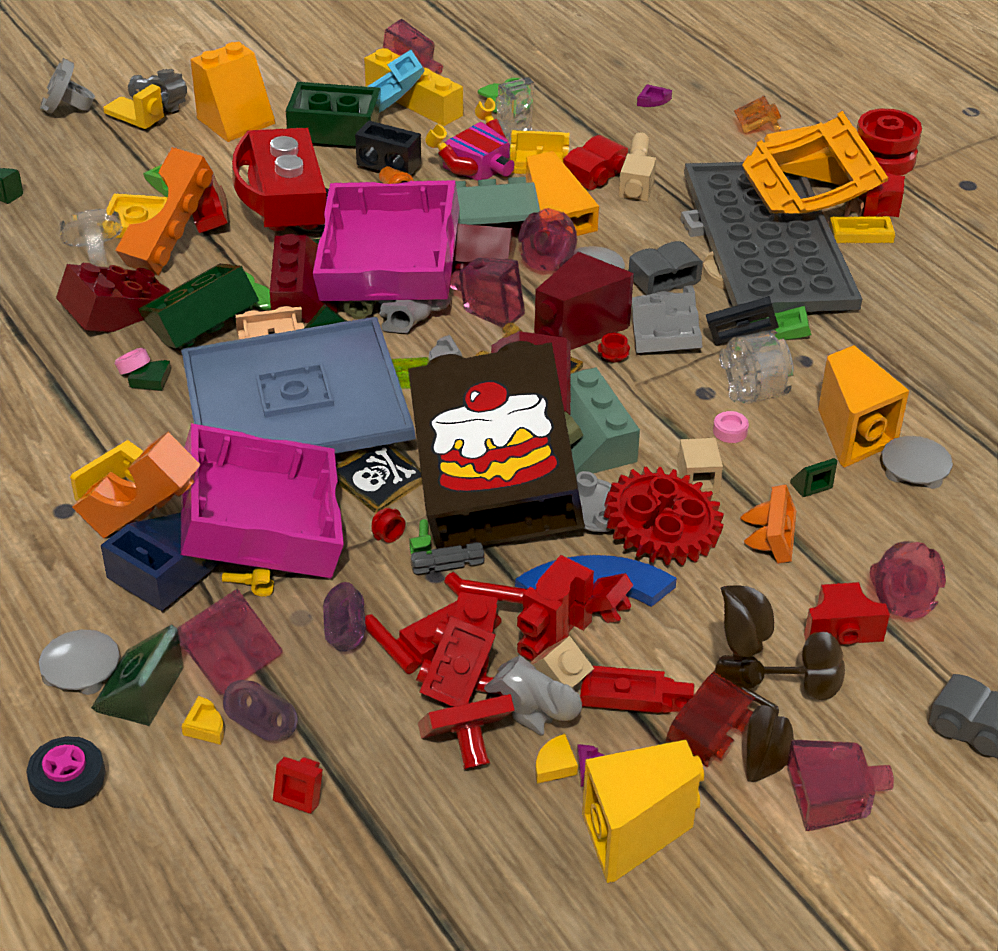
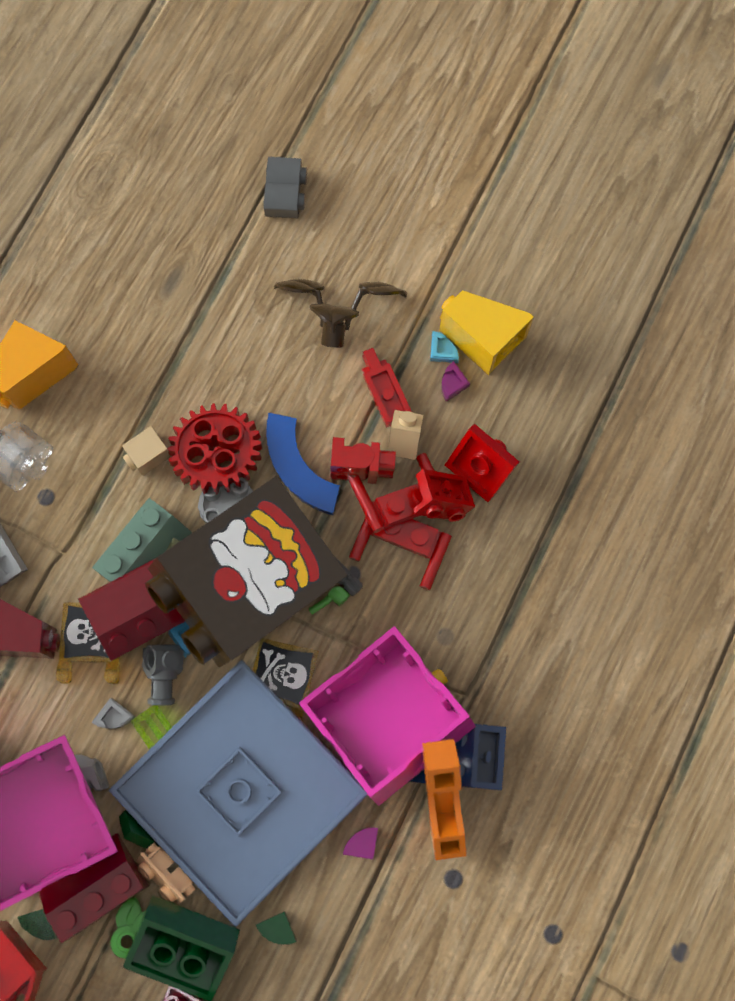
camera: 120 degrees left, 35 degrees up
(66, 772) = (675, 678): black wheel -> none
(79, 661) = (577, 748): light grey dish -> none
(114, 461) = (386, 848): yellow bracket -> none
(132, 360) = (274, 954): bright pink tile -> none
(143, 678) = (571, 694): clear green slope -> none
(204, 722) = (569, 631): yellow tile -> none
(228, 641) = (507, 664): clear pink bracket -> none
(263, 711) = (546, 598): plate -> none
(298, 783) = (581, 536): red tile -> none
(344, 617) = (438, 600): clear purple plate -> none
(388, 525) = (333, 630): red plate -> none
(491, 290) = (23, 708): clear pink torso -> none
(535, 695) = (440, 436): light grey animal -> none
(555, 760) = (464, 406): yellow tile -> none
(609, 595) = (317, 443): red tile -> none
(614, 347) = (32, 579): red plate -> none
(712, 718) = (383, 330): clear red brick -> none
(730, 427) = (80, 457): bright pink tile -> none
(779, 521) = (167, 380): orange tile -> none
(815, 478) = (109, 373): dark green slope -> none
(834, 782) = (387, 243): clear pink torso -> none
(847, 615) = (244, 294): red brick -> none
(909, 579) = (192, 268): clear pink tile -> none
(916, 461) = (49, 314): light grey dish -> none

